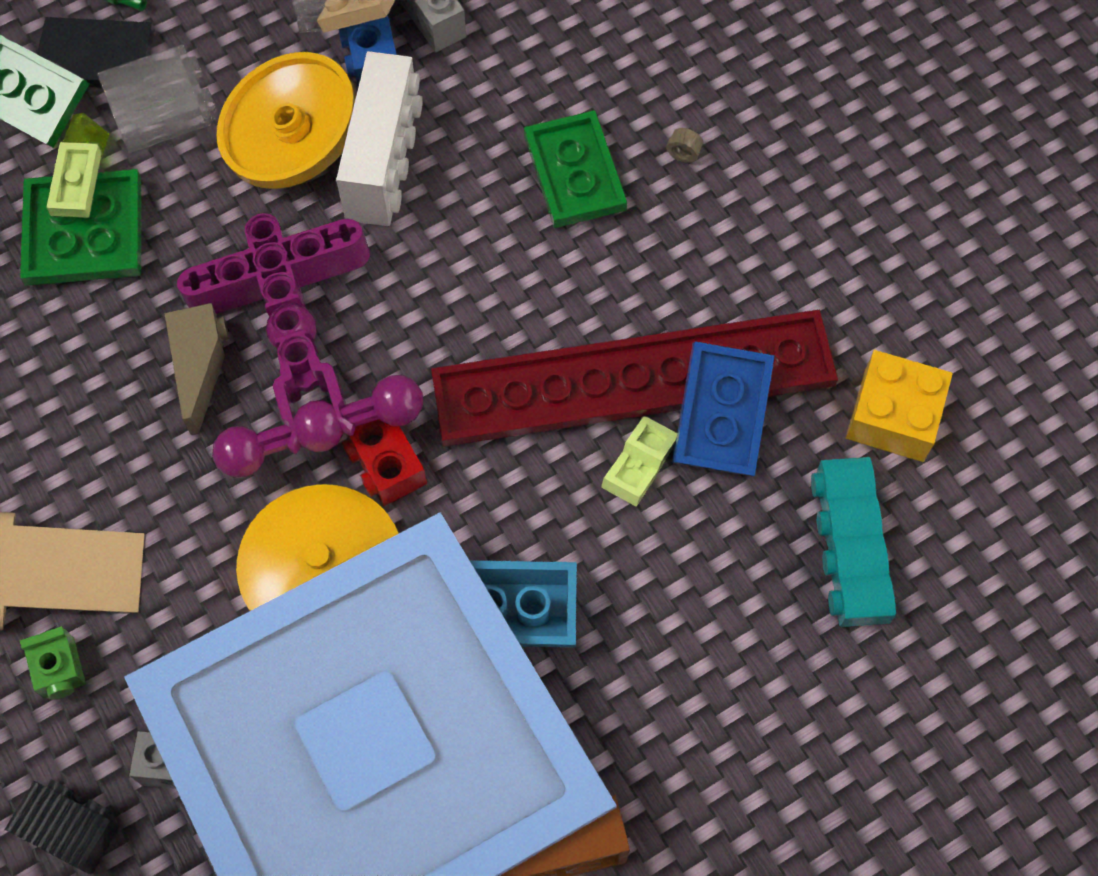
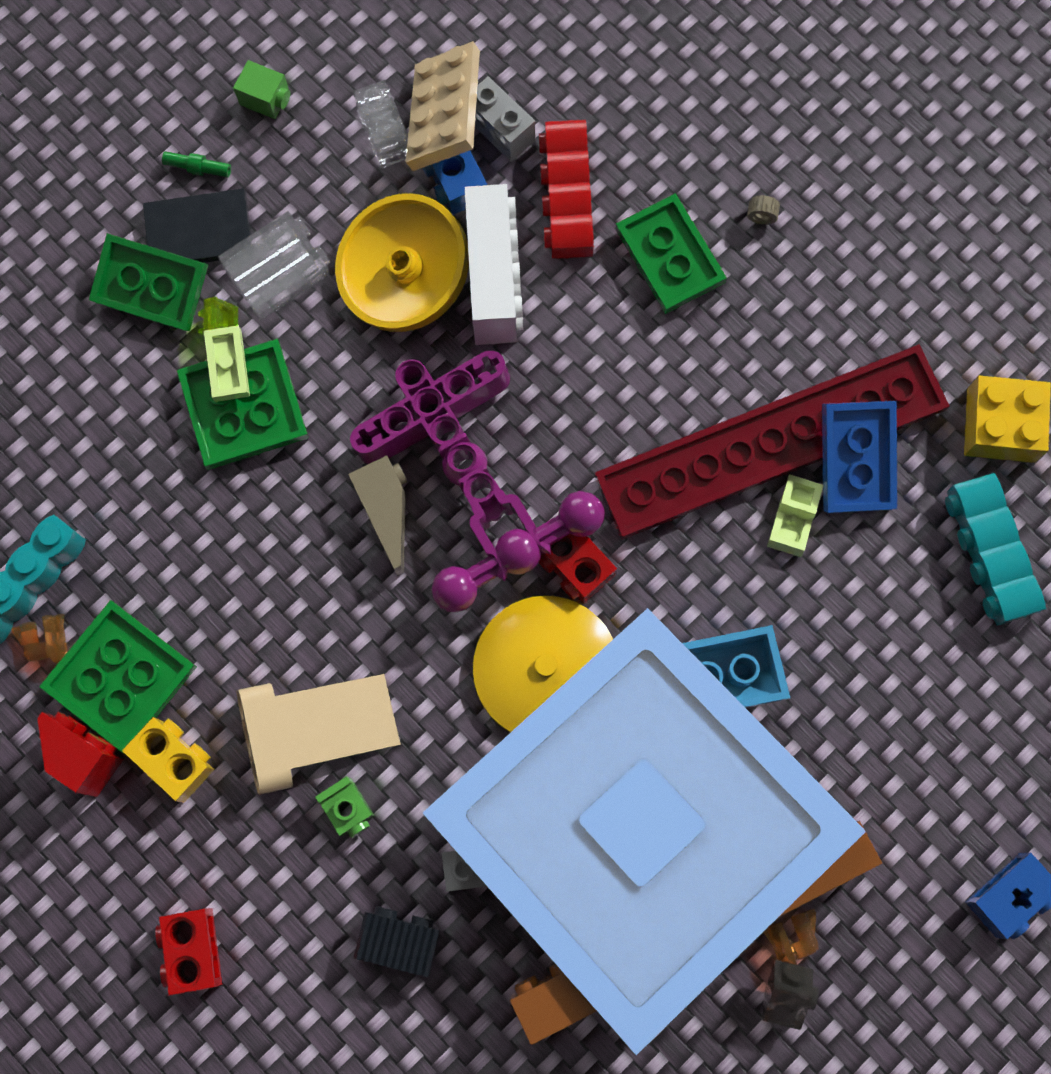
camera: 10 degrees left, 10 degrees up
(483, 86) = (568, 189): none -> red brick

